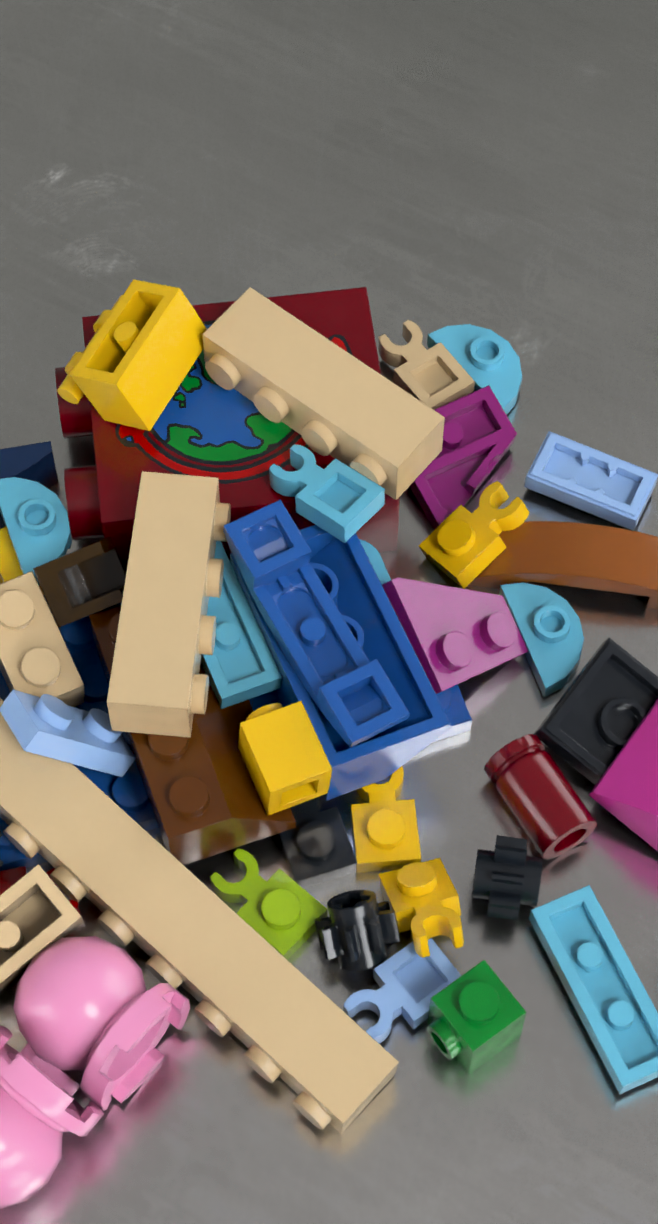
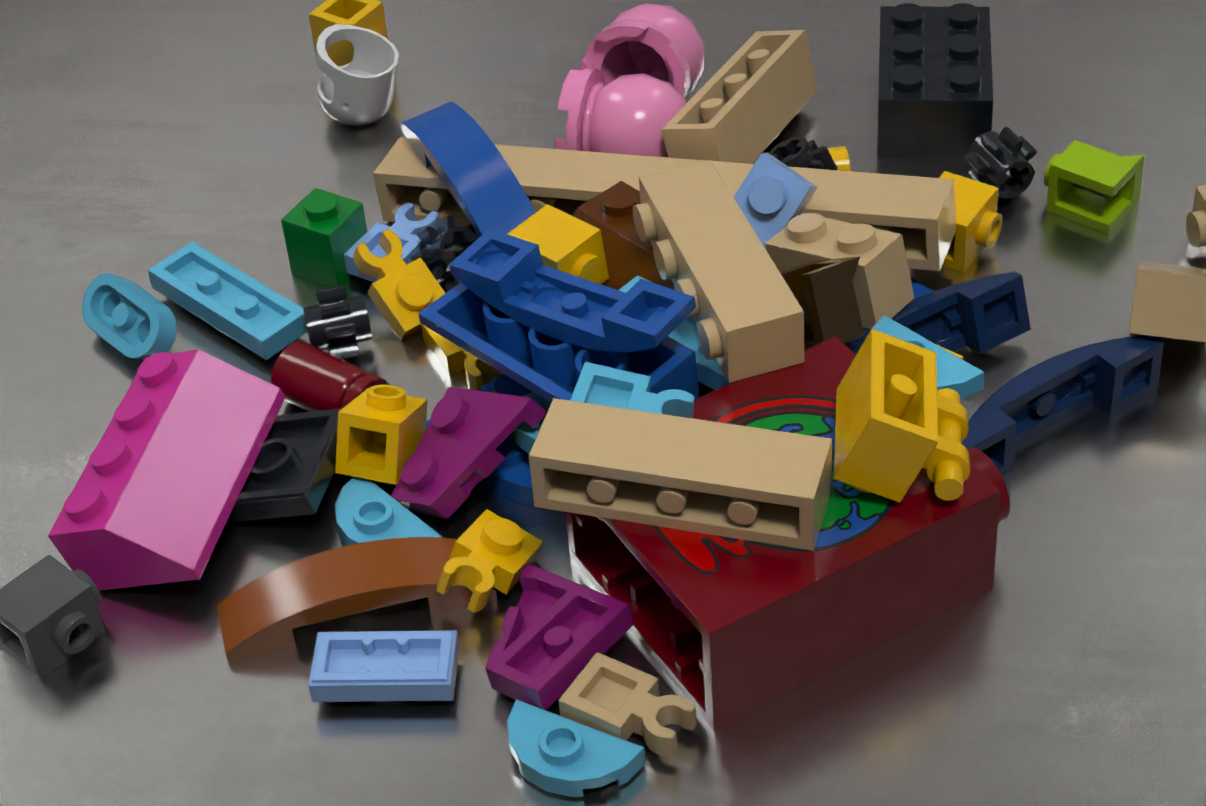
camera: 160 degrees right, 20 degrees down
(302, 977) = (469, 167): none -> blue slope
(513, 696) = (379, 433): none -> yellow brick

